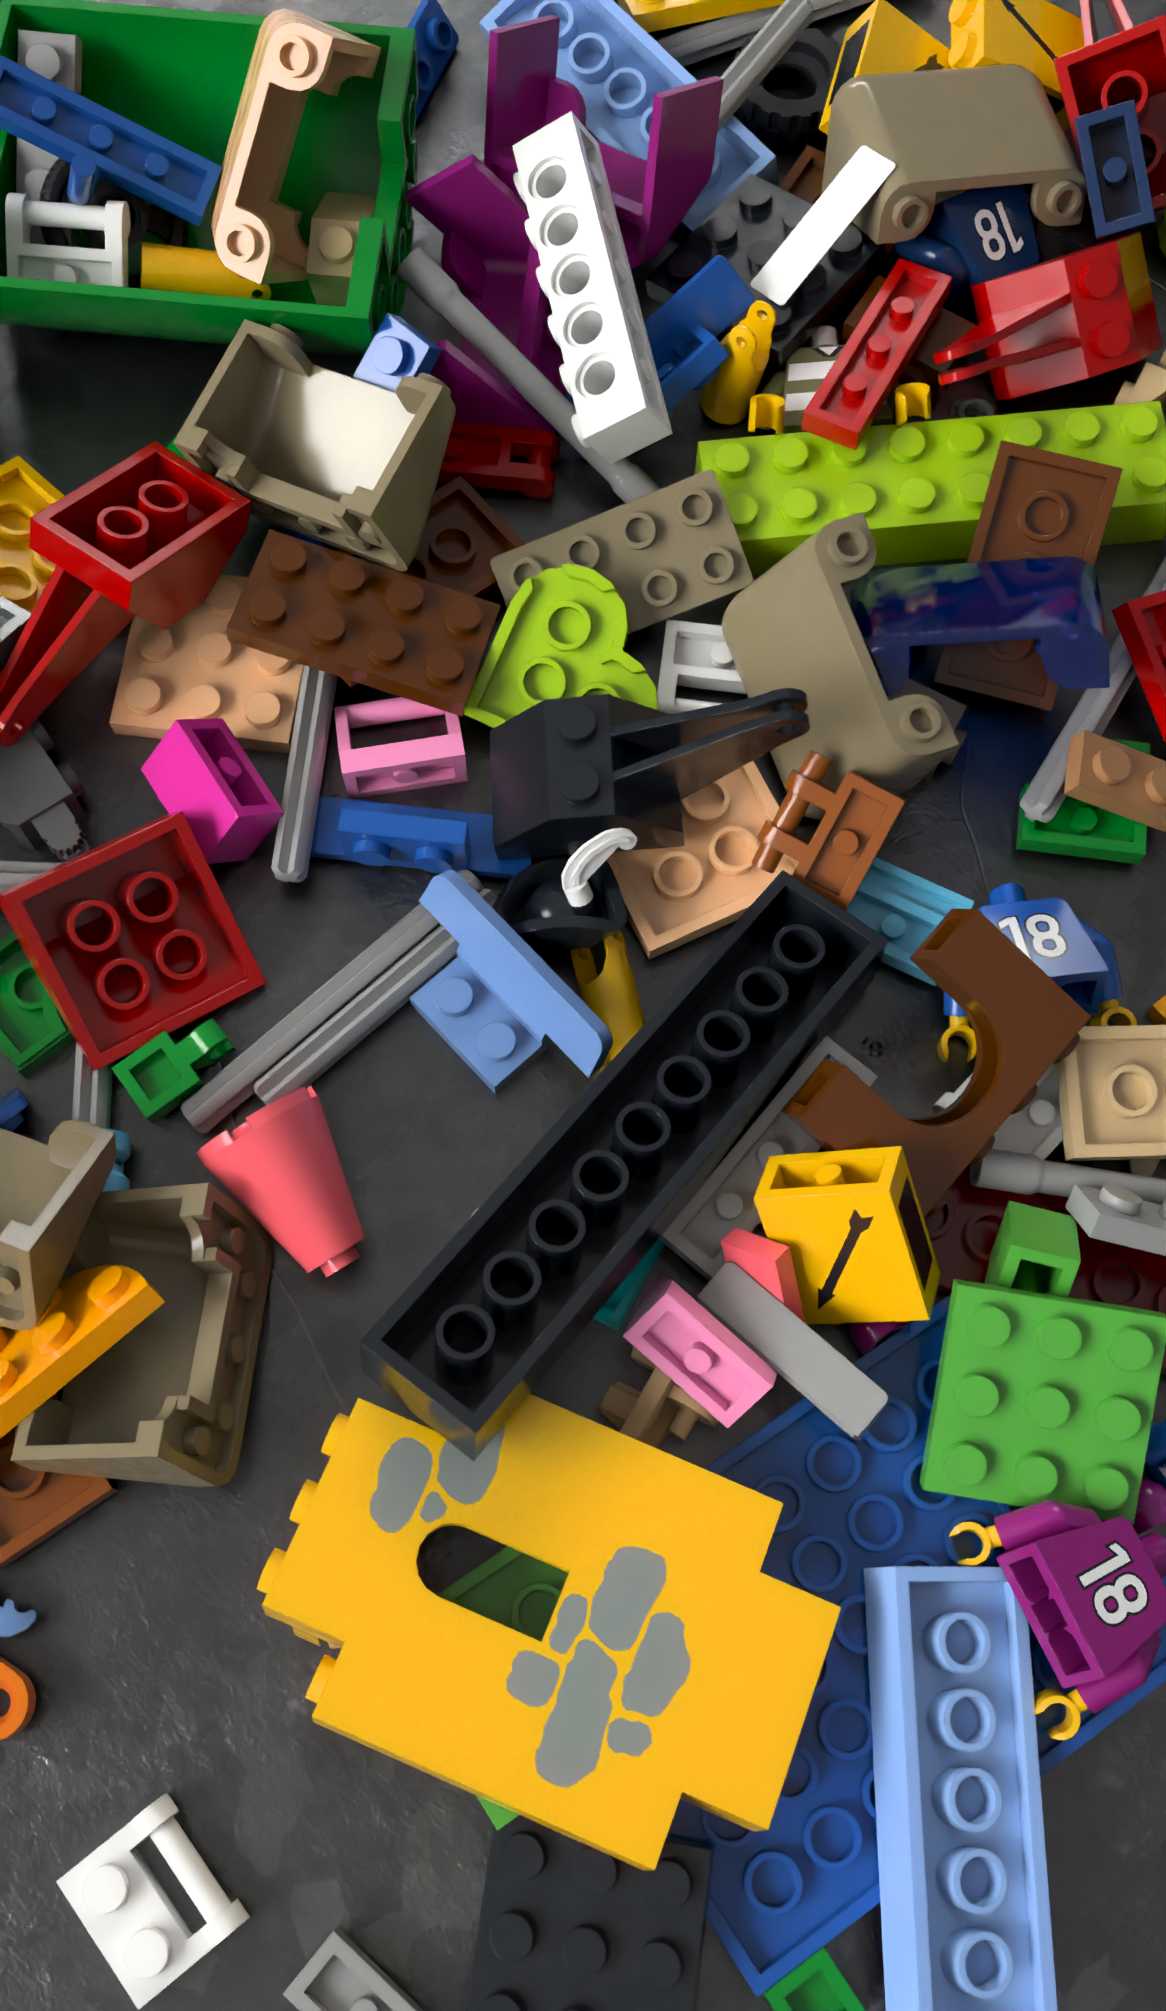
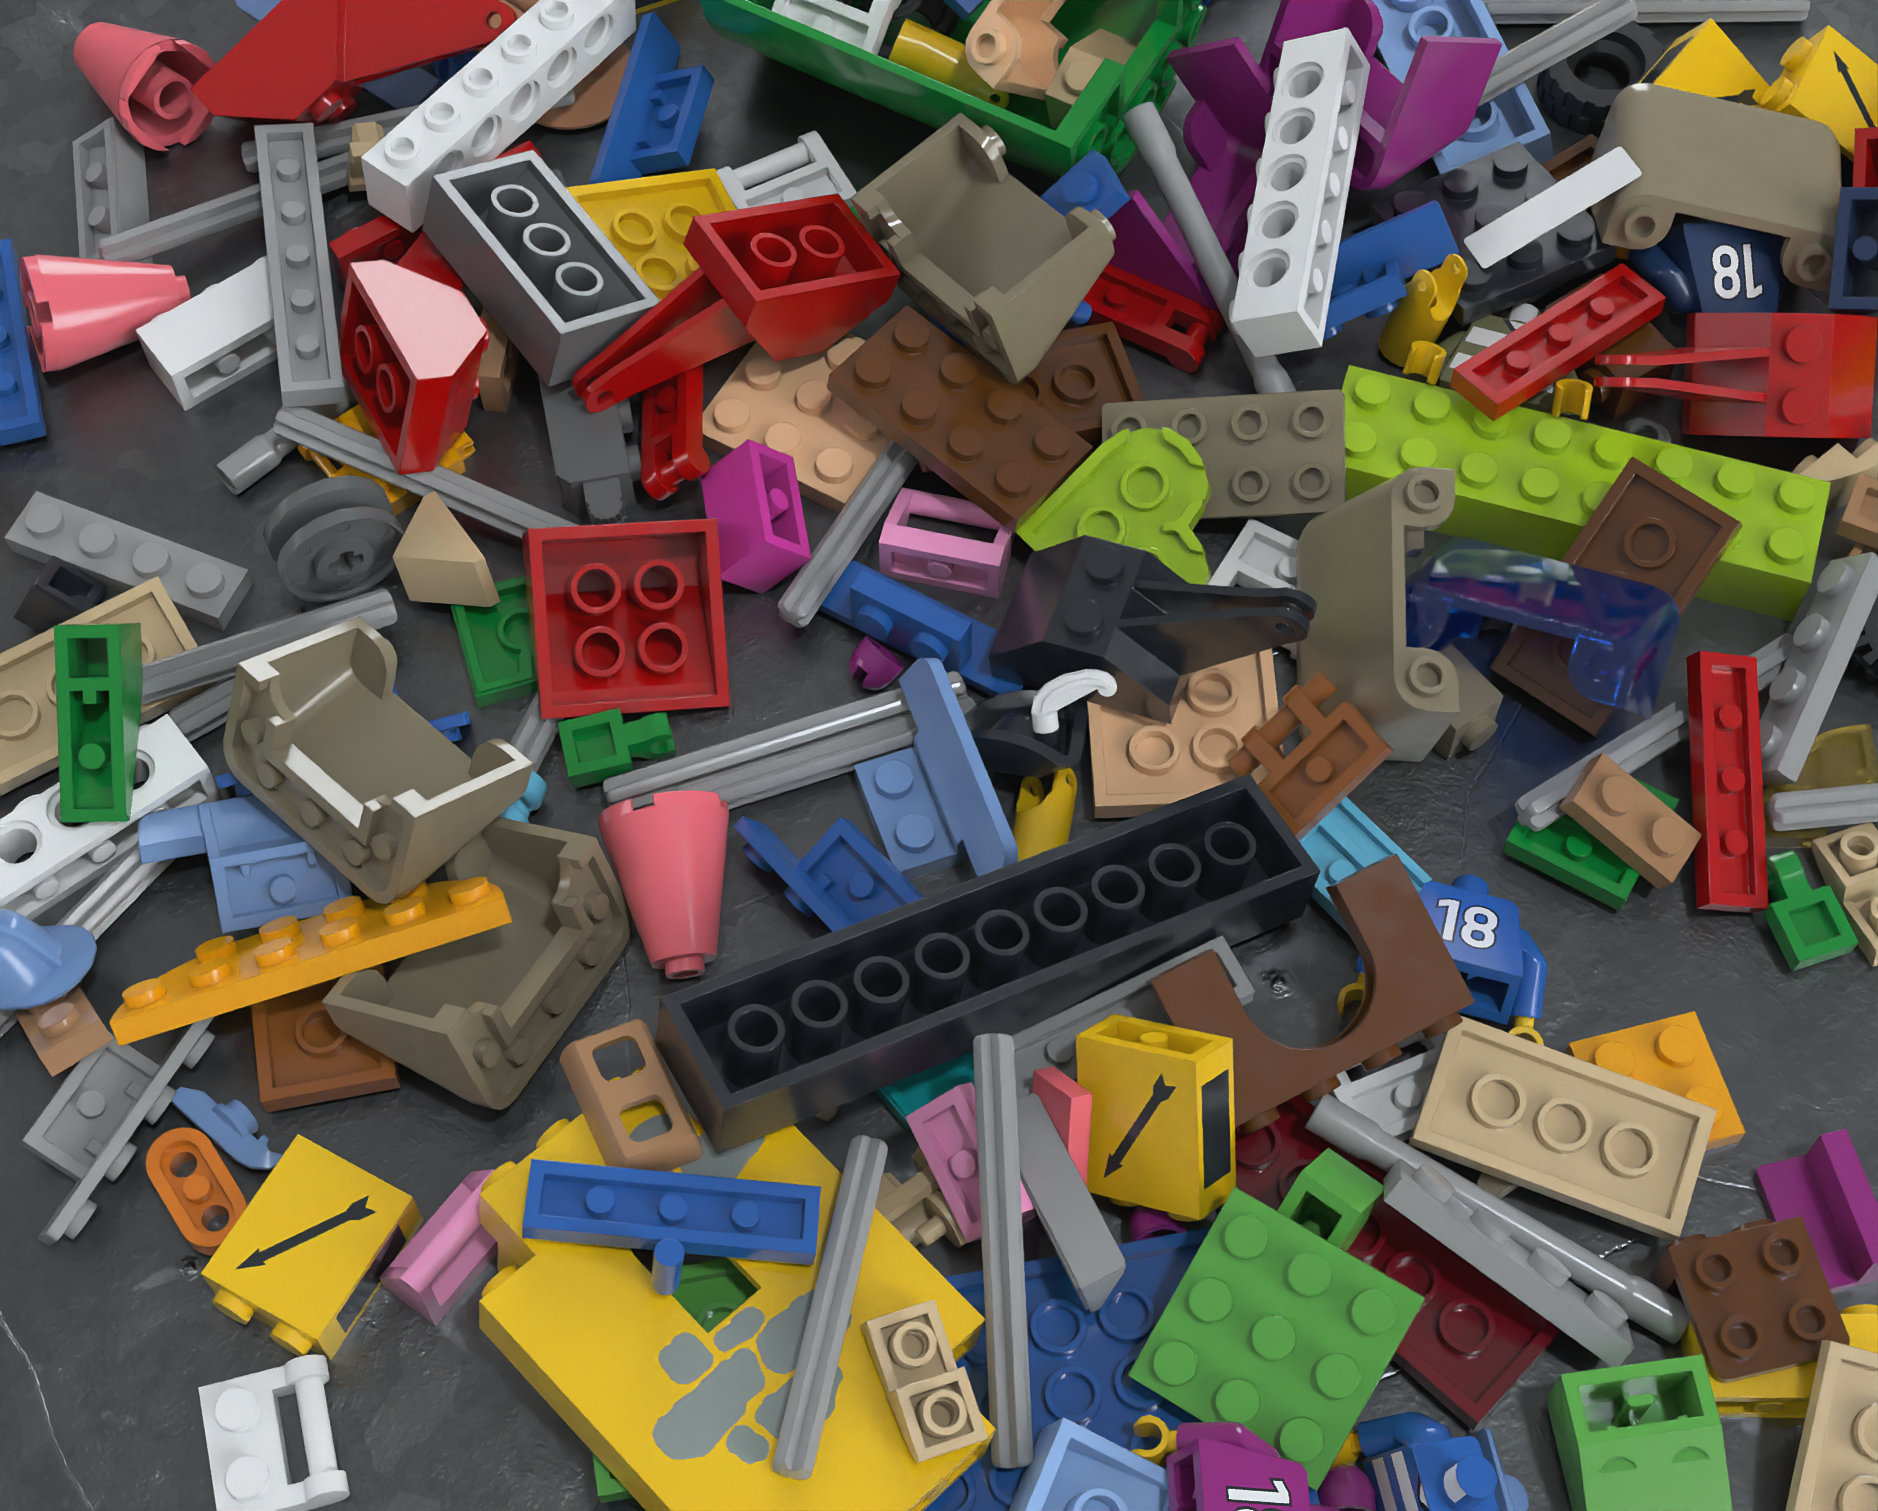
camera: 25 degrees right, 10 degrees down
(95, 731) = (673, 429): none -> red plate
(104, 1698) = (311, 1249): none -> yellow brick
(117, 439) = (818, 178): none -> white plate
(234, 1638) = (444, 1254): none -> bright pink tile
(344, 1457) = (605, 1100): none -> medium nougat piece
(385, 887) = (876, 661): none -> magenta hinge
(451, 1119) = (838, 879): none -> blue bracket
(457, 1546) = (671, 1215): none -> blue plate
(646, 1568) = (830, 1309): none -> light grey axle
(762, 1598) = (923, 1382): none -> tan slope
(771, 1428) = (1002, 1251): none -> light grey axle

